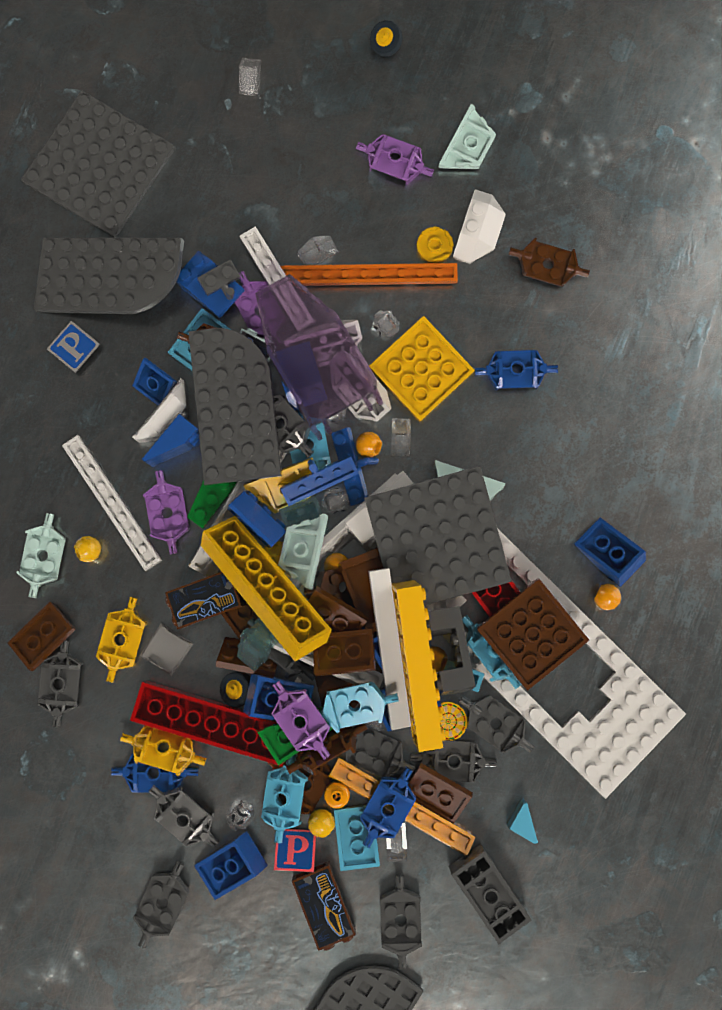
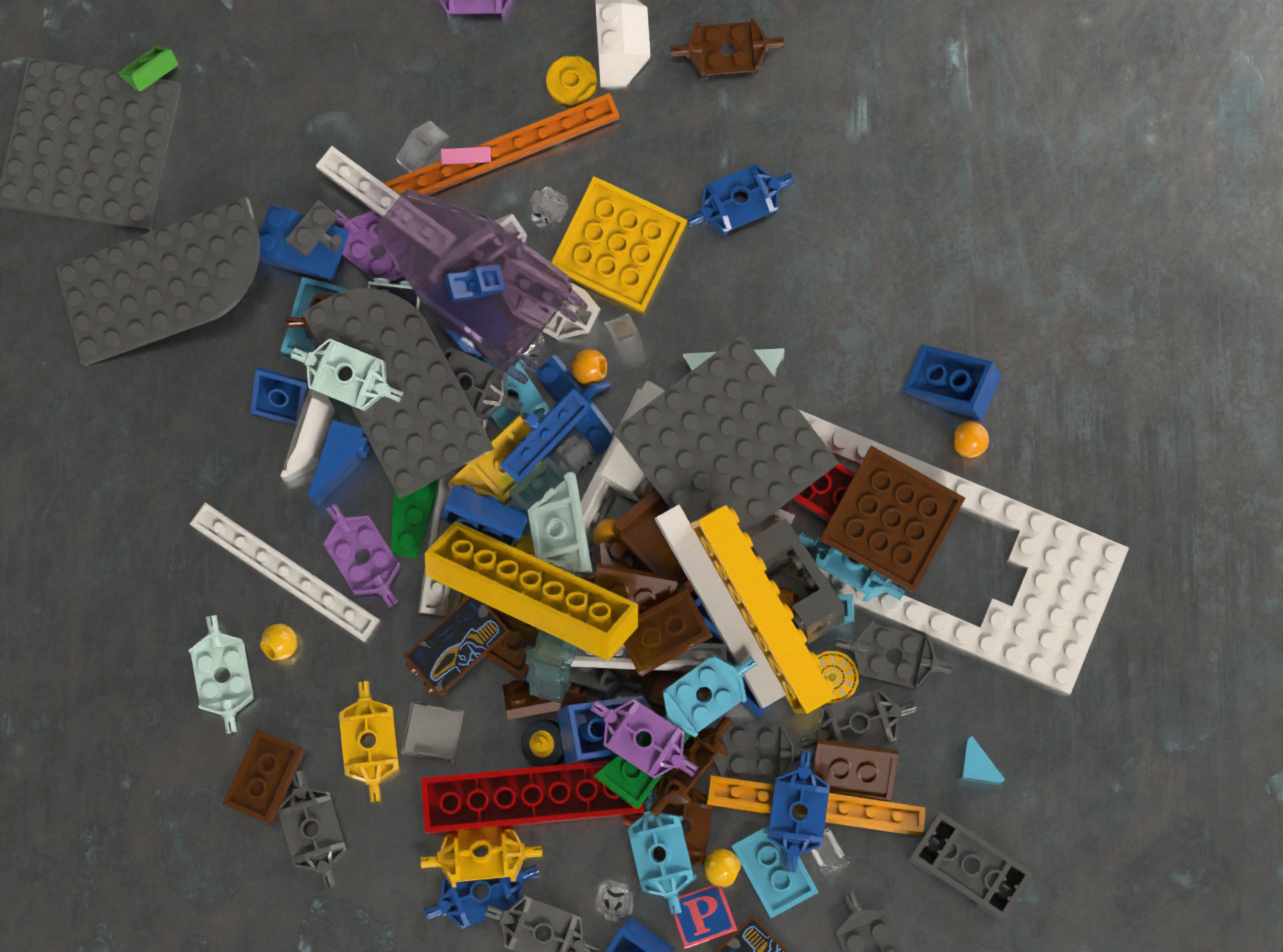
camera: 20 degrees left, 5 degrees down
(73, 346) = (153, 391): piece -> none
(157, 127) = (149, 67): none -> bright green slope
(211, 397) = (368, 376): none -> light aqua plate
(312, 358) = (475, 283): none -> blue slope
(333, 788) = (724, 833): light orange head -> none
(343, 268) = (466, 155): none -> bright pink window

